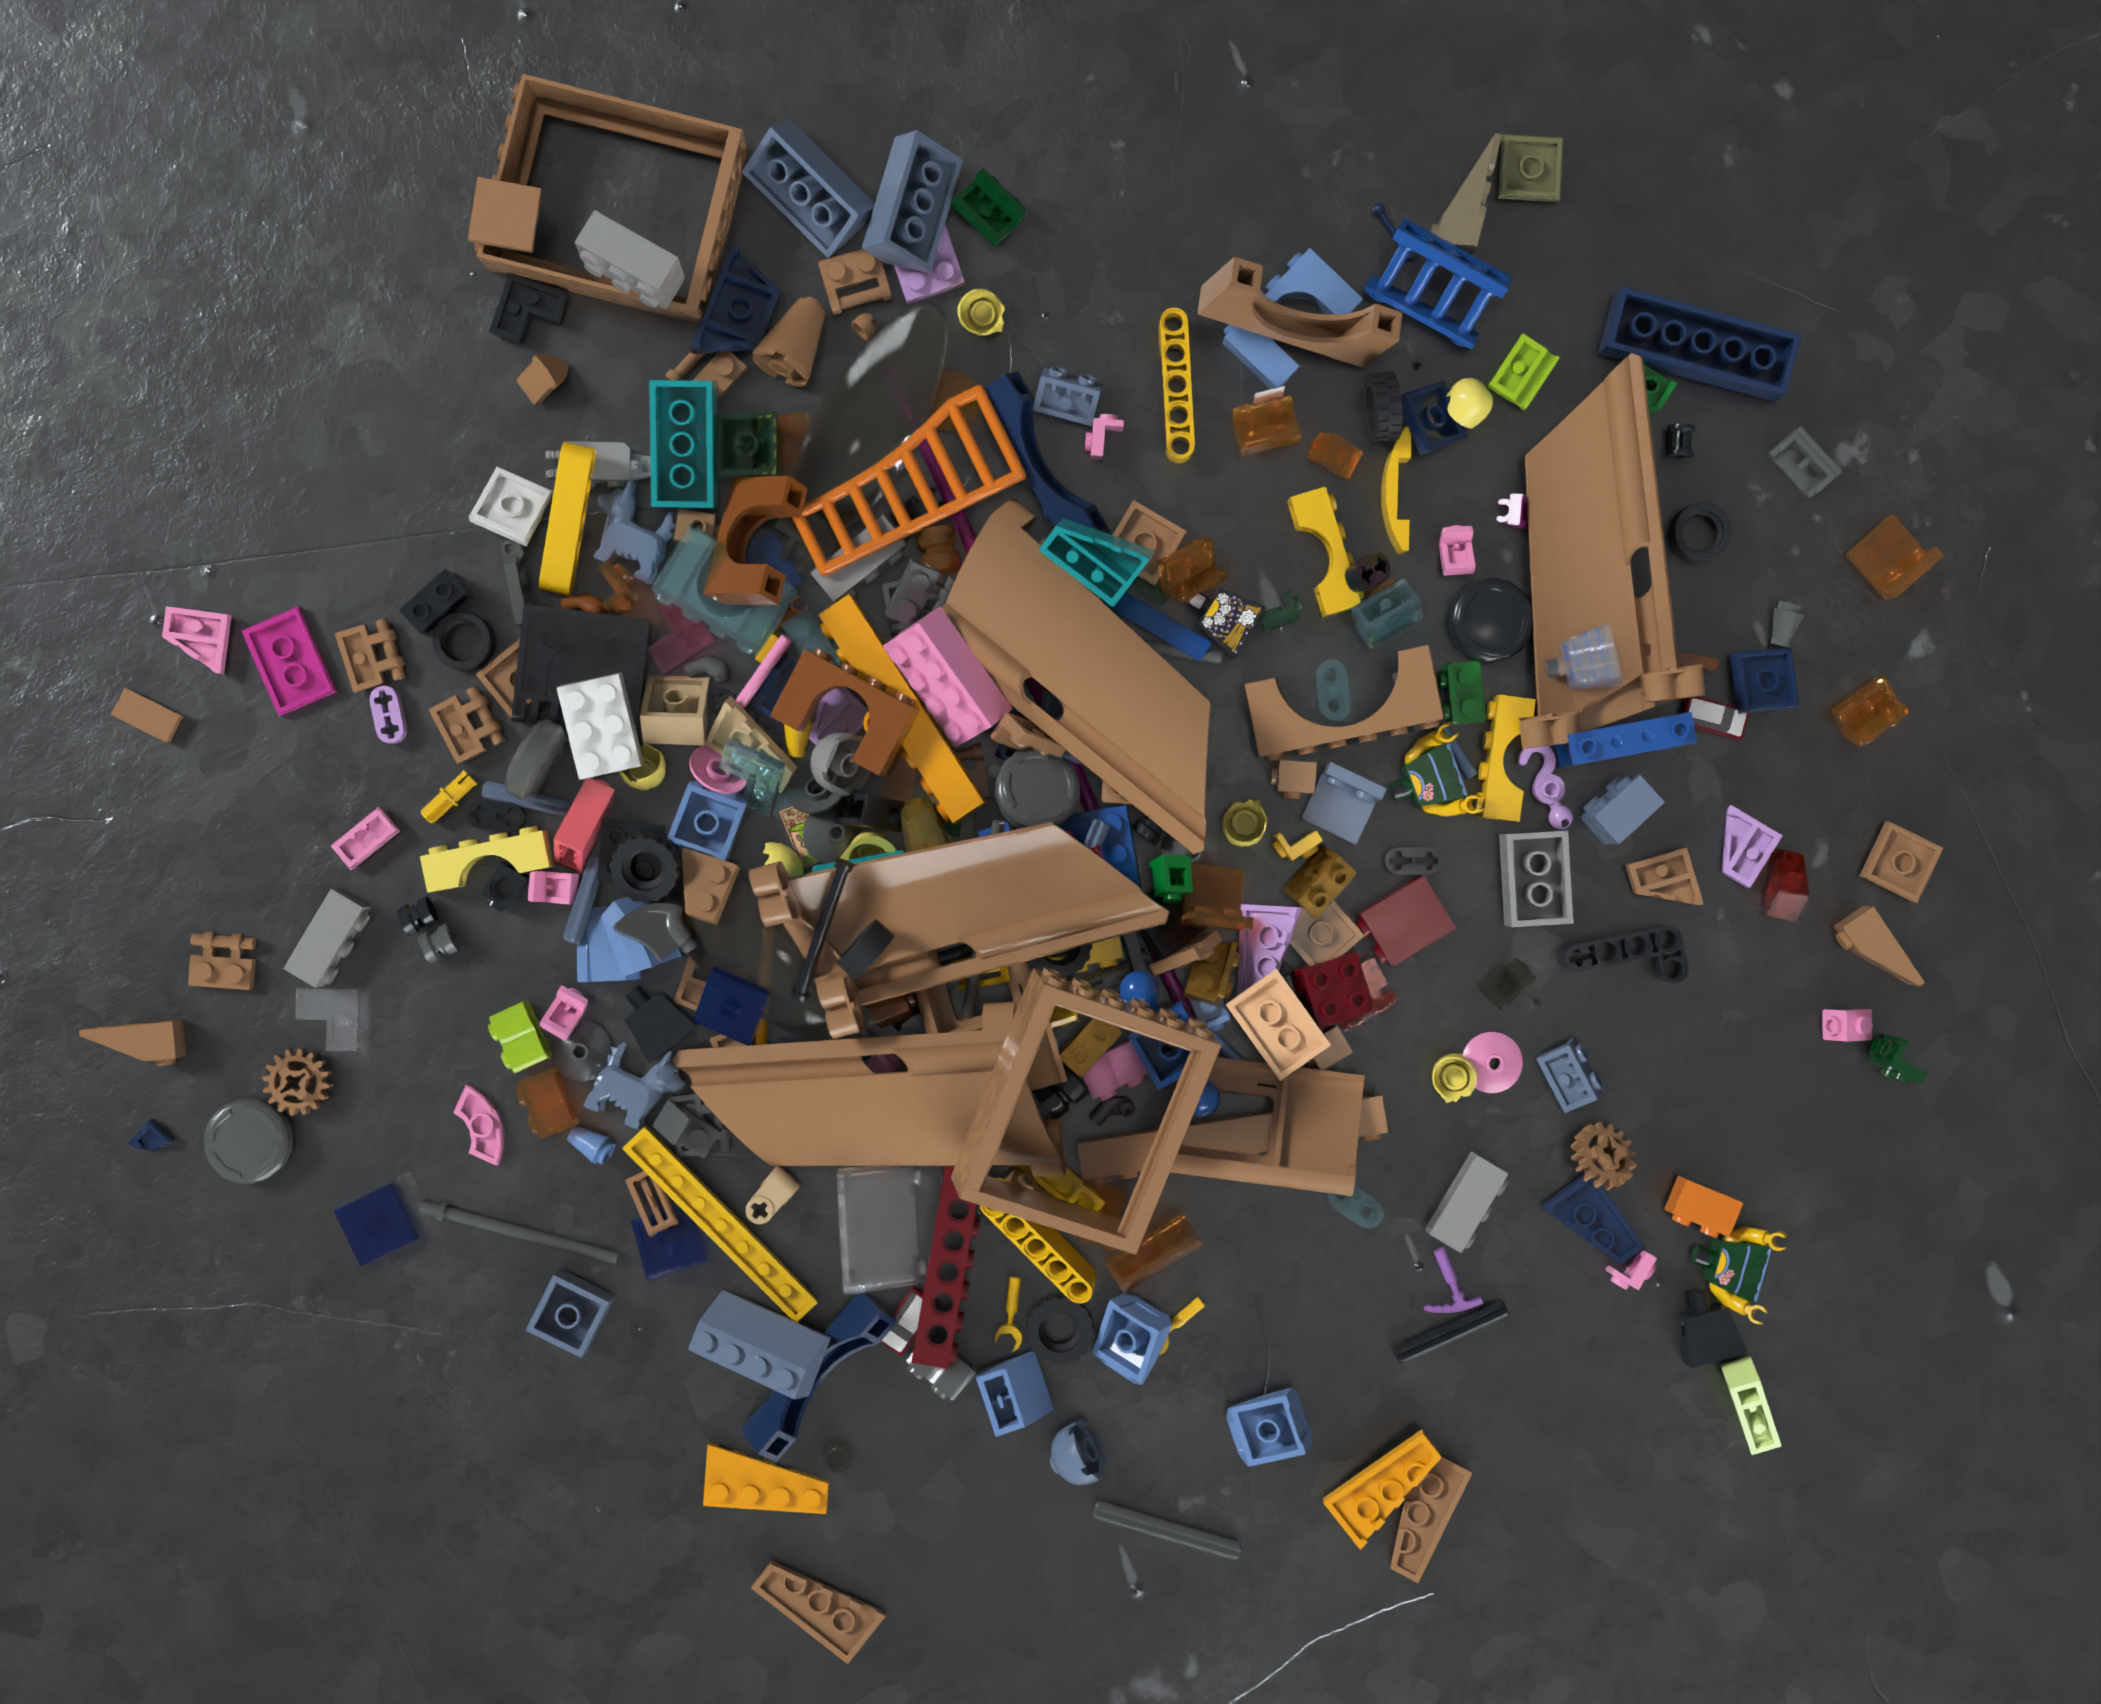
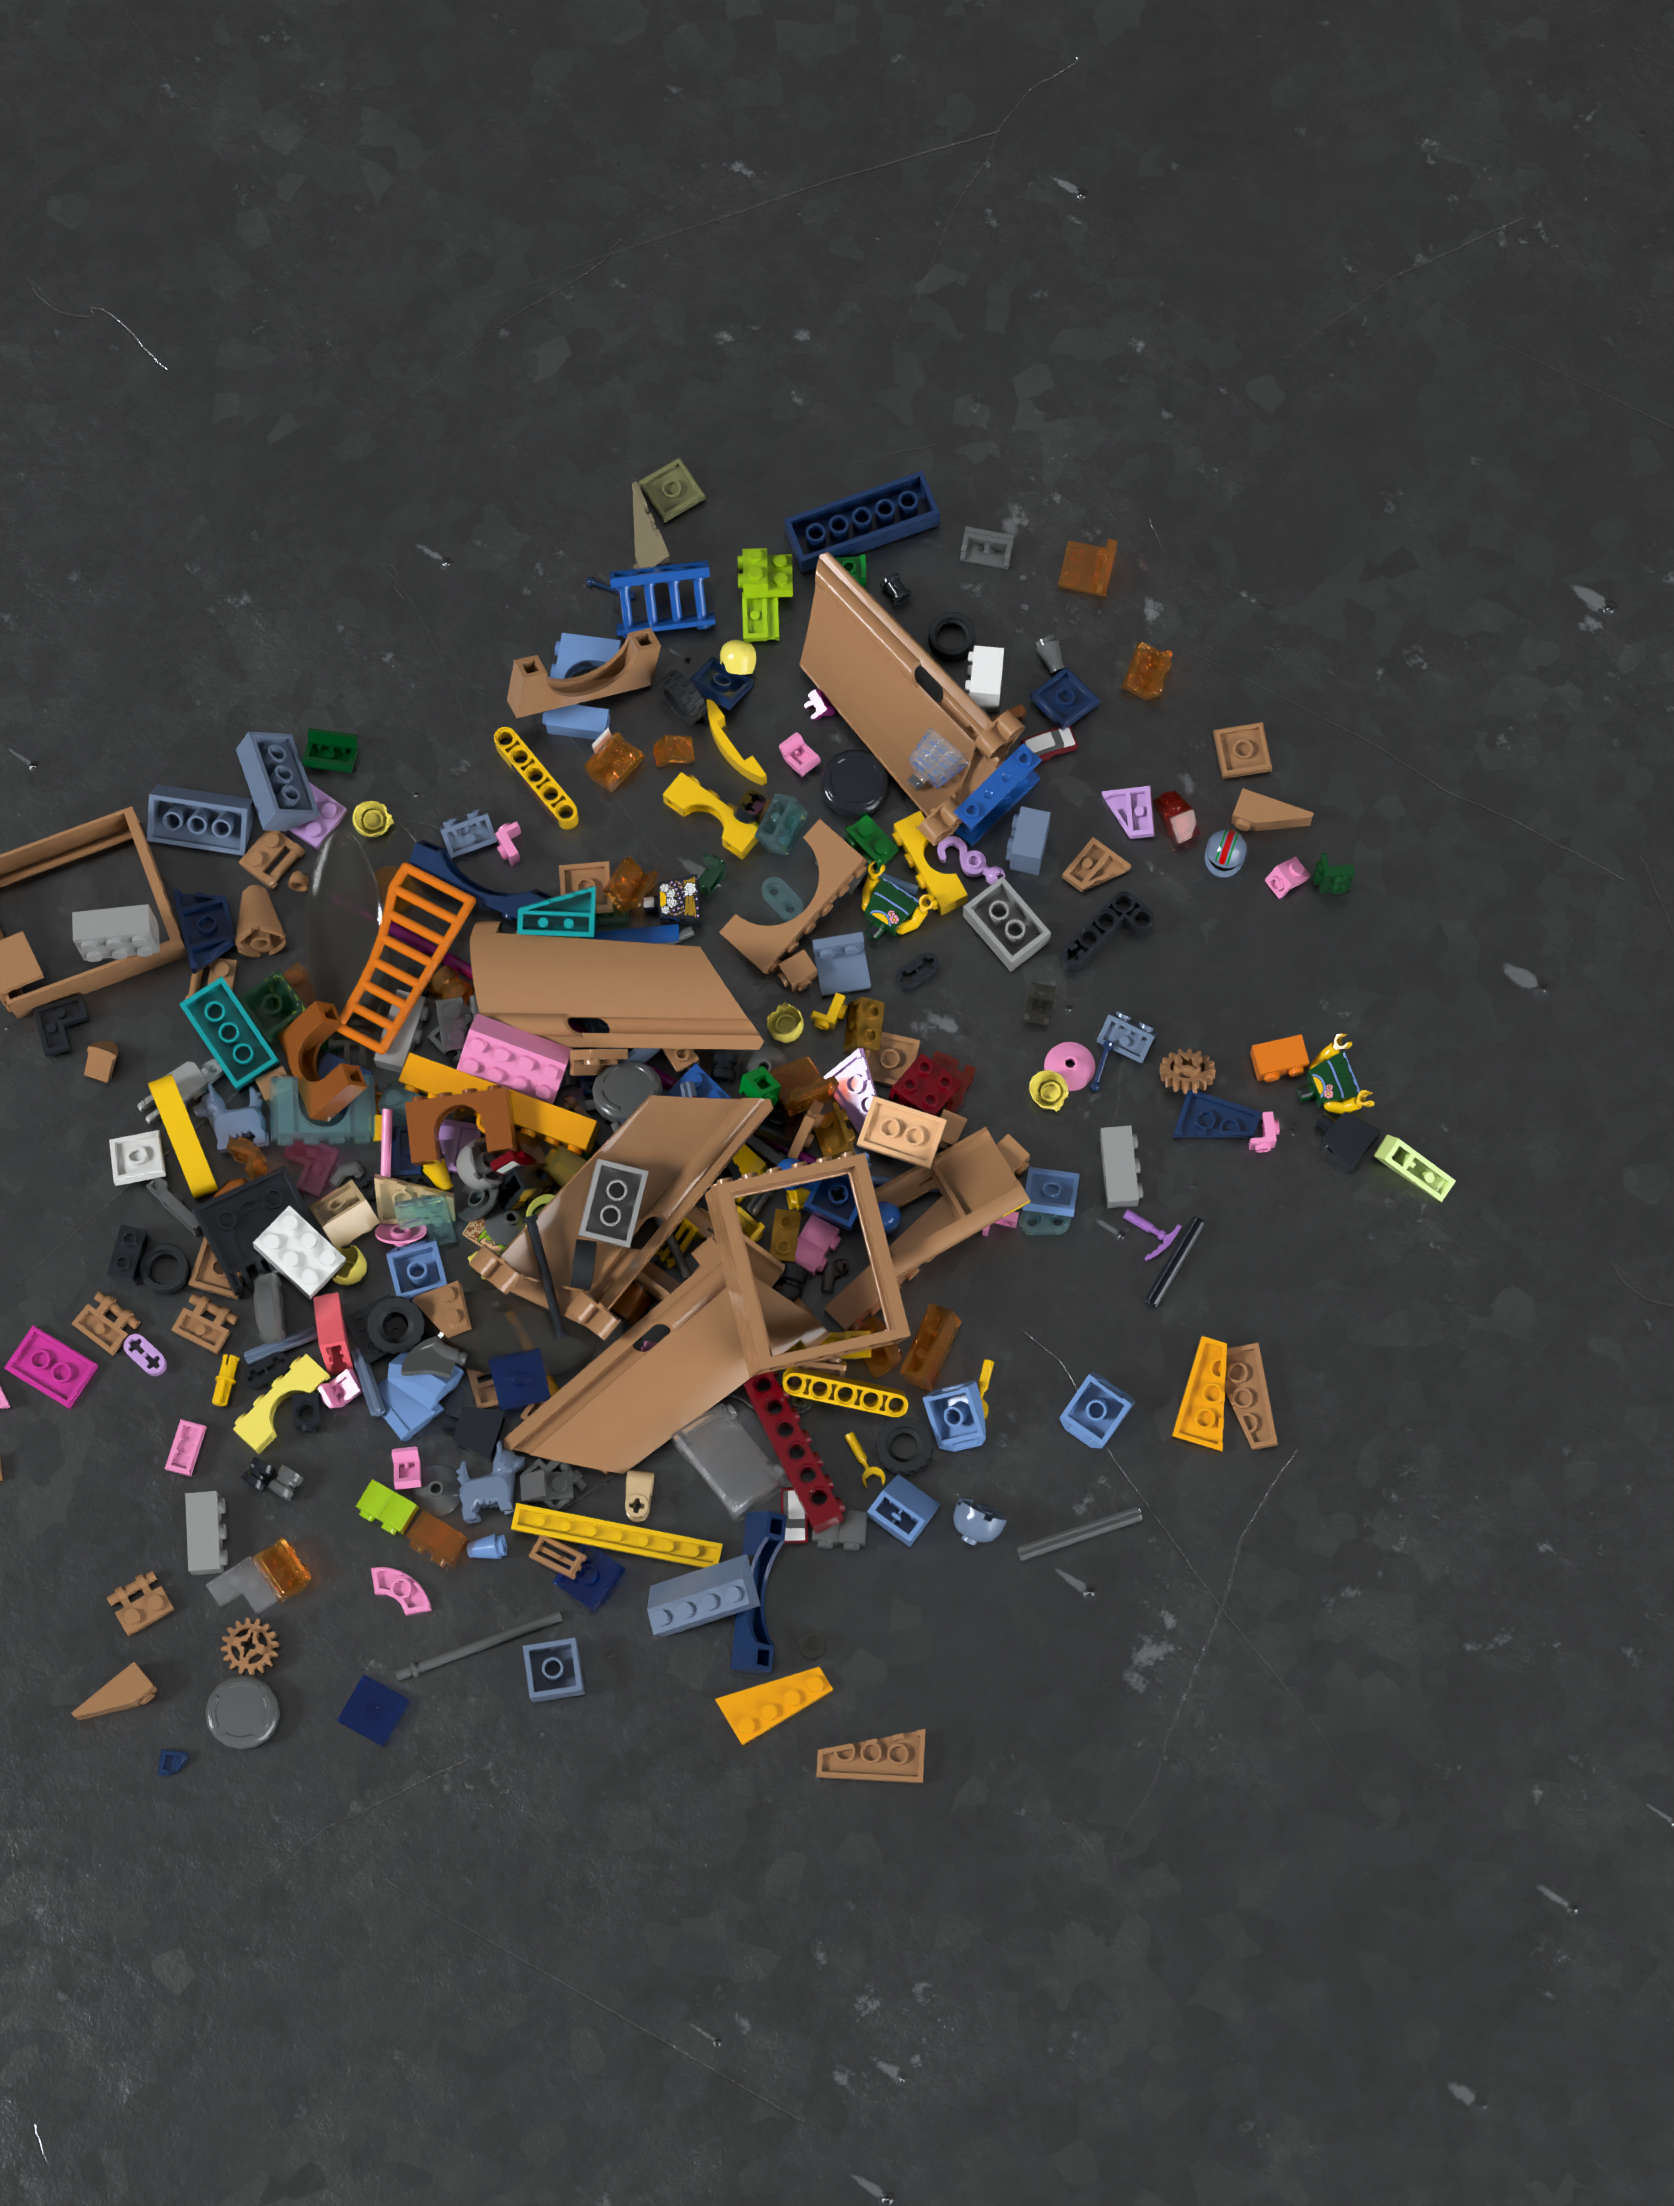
camera: 30 degrees left, 15 degrees down
(377, 1027) = (282, 1569): none -> clear orange bracket
(872, 785) = (510, 1160): none -> dark red slope
(936, 910) = (613, 1203): none -> light grey brick
(1384, 1182) = (1051, 1191): none -> medium blue plate
(1404, 921) = (940, 1013): dark red brick -> none
(1544, 1073) = (1107, 1045): none -> dark blue hinge
(1560, 330) = (765, 574): none -> lime plate
(1704, 605) = (985, 677): none -> white container
(1807, 957) = (1225, 850): none -> sand blue helmet

